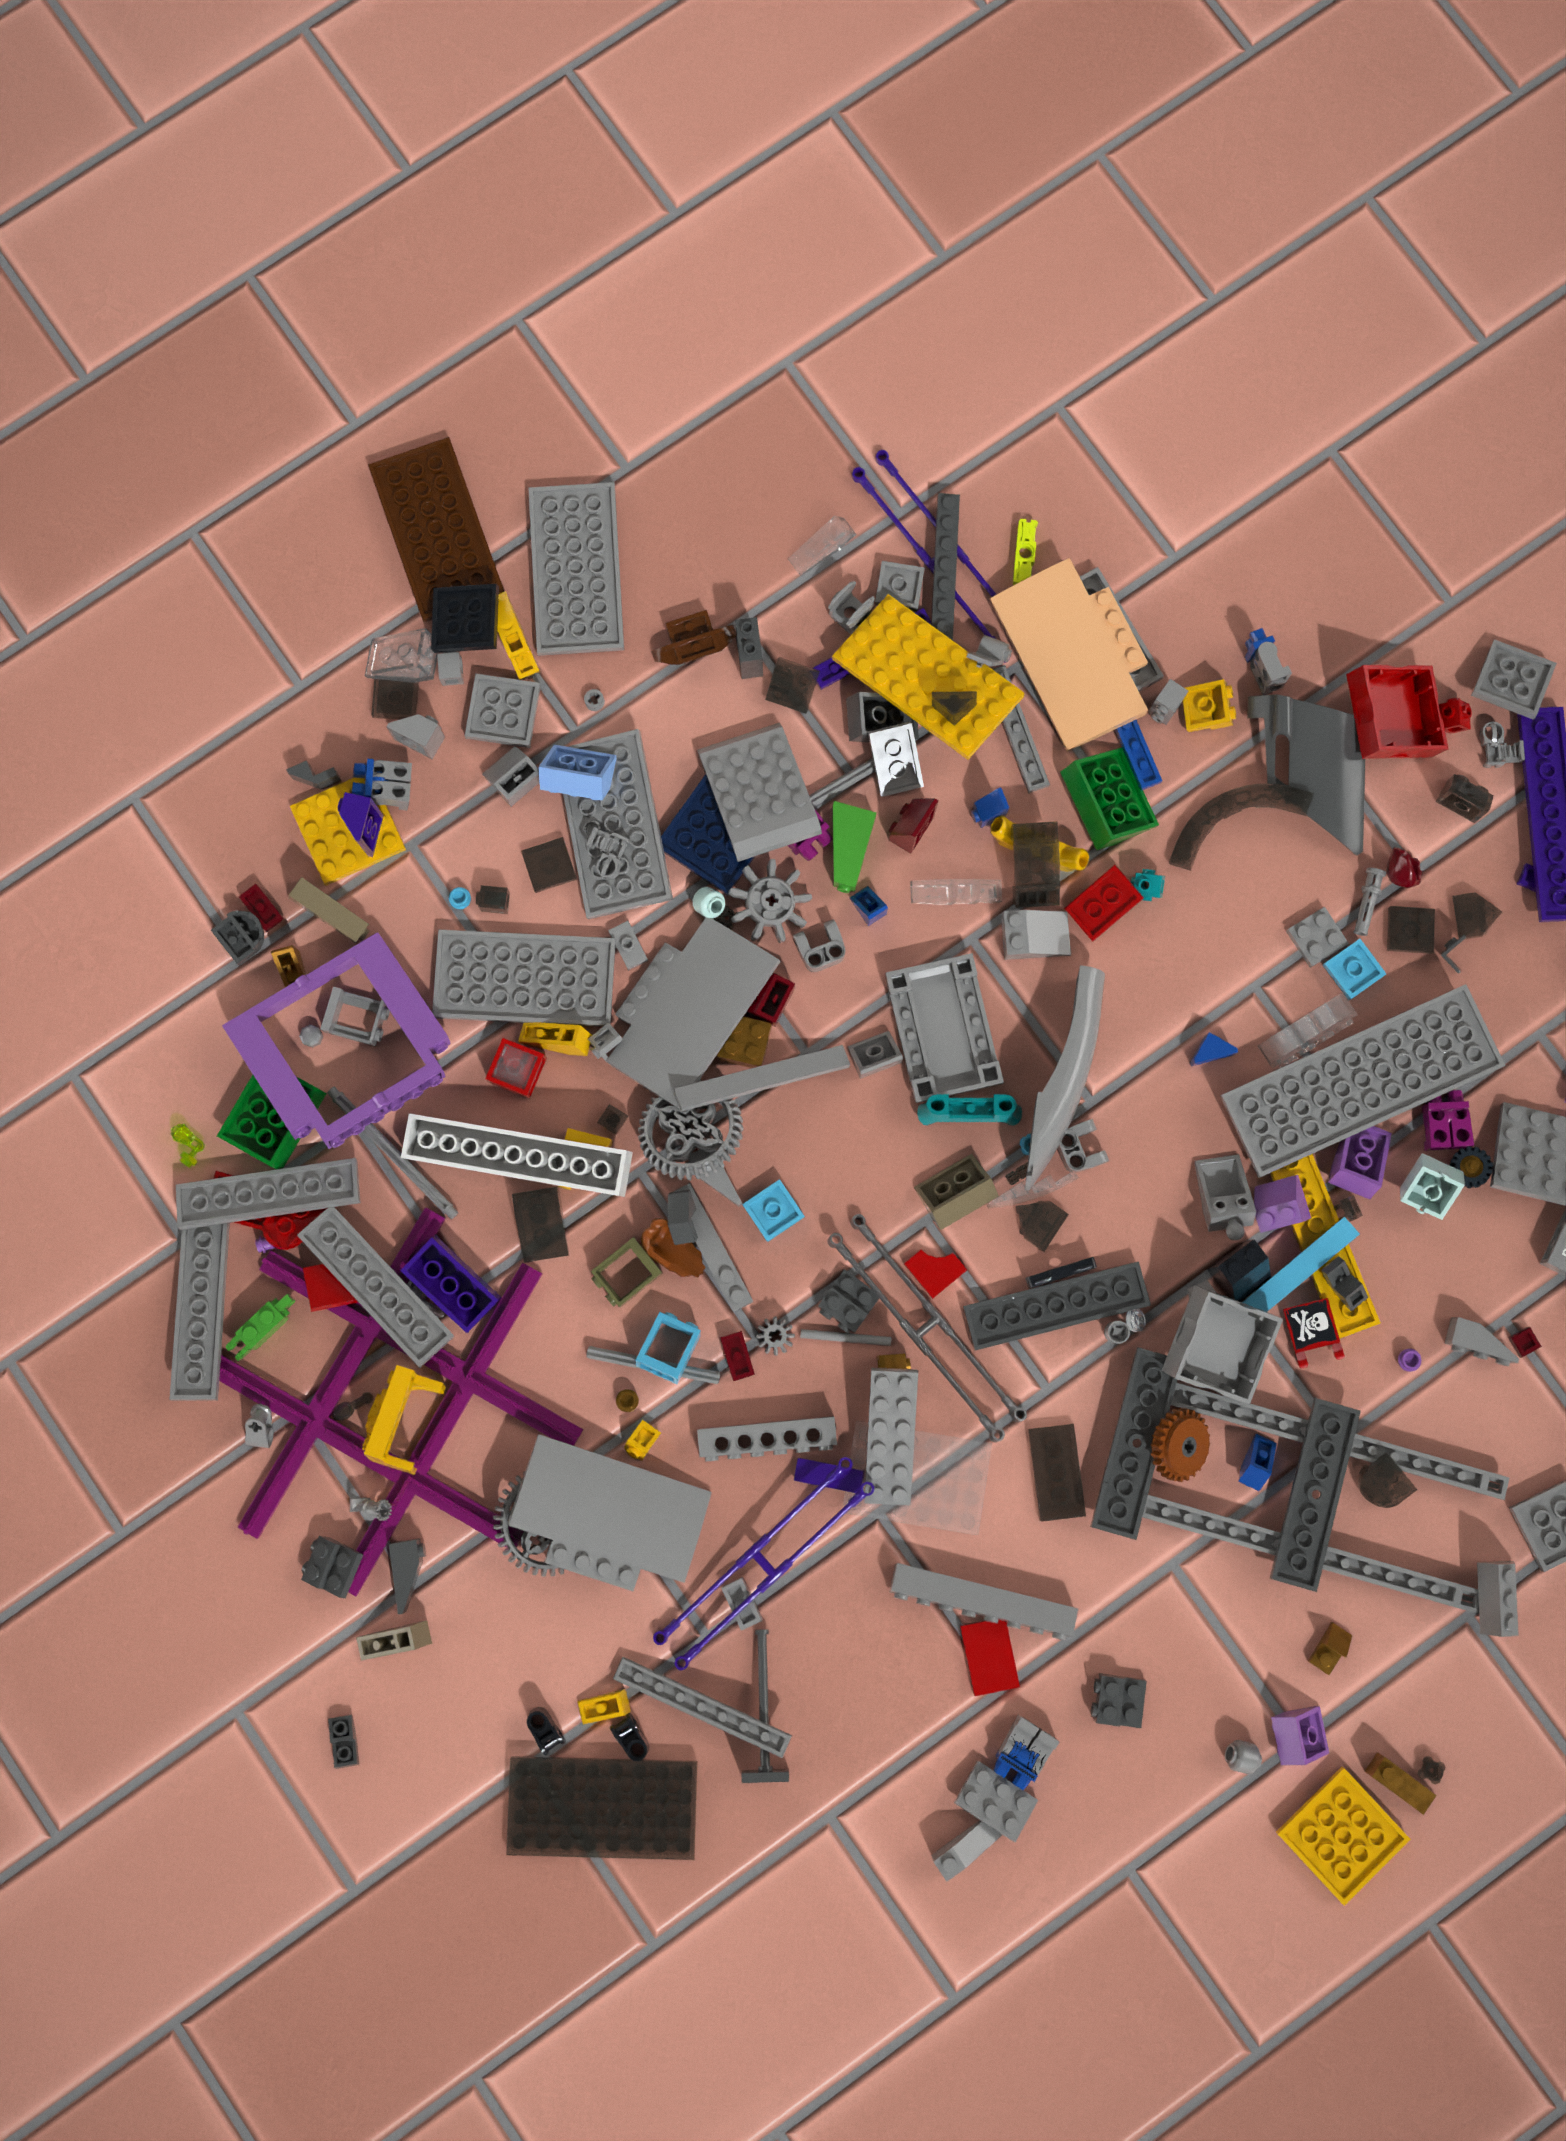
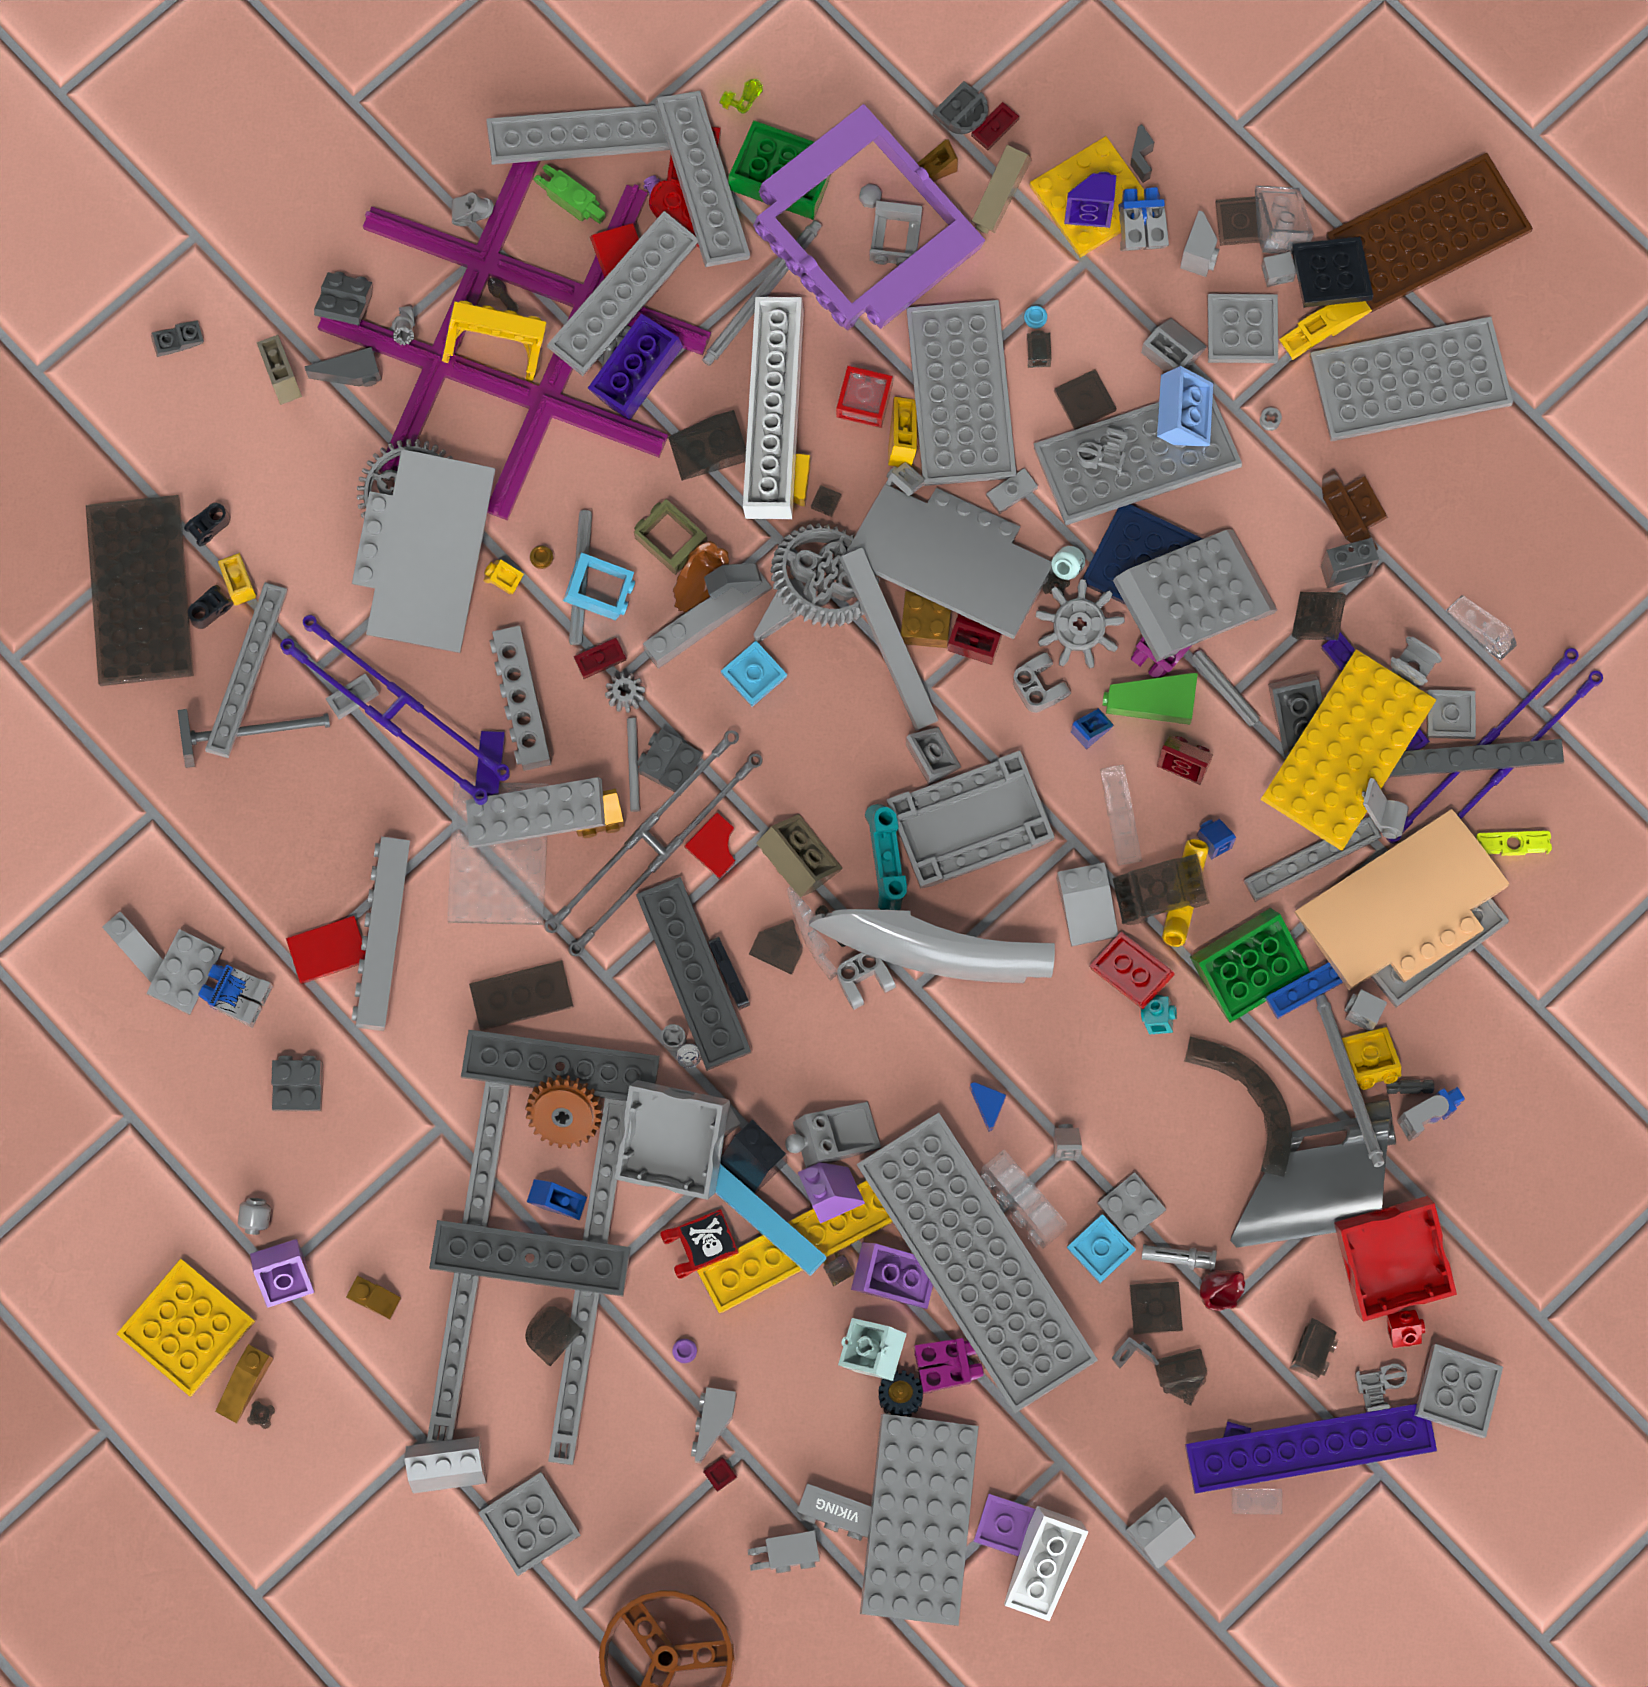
camera: 85 degrees right, 5 degrees down
(895, 759) = (1253, 731): plate -> none
(954, 704) = (1315, 774): clear smoke slope -> none
(1234, 724) = (1350, 1082): none -> light grey piece
(1235, 676) = (1410, 1087): none -> dark grey axle
(1261, 983) = (1067, 1143): none -> light grey slope
(1344, 1284) = (755, 1267): dark grey slope -> none

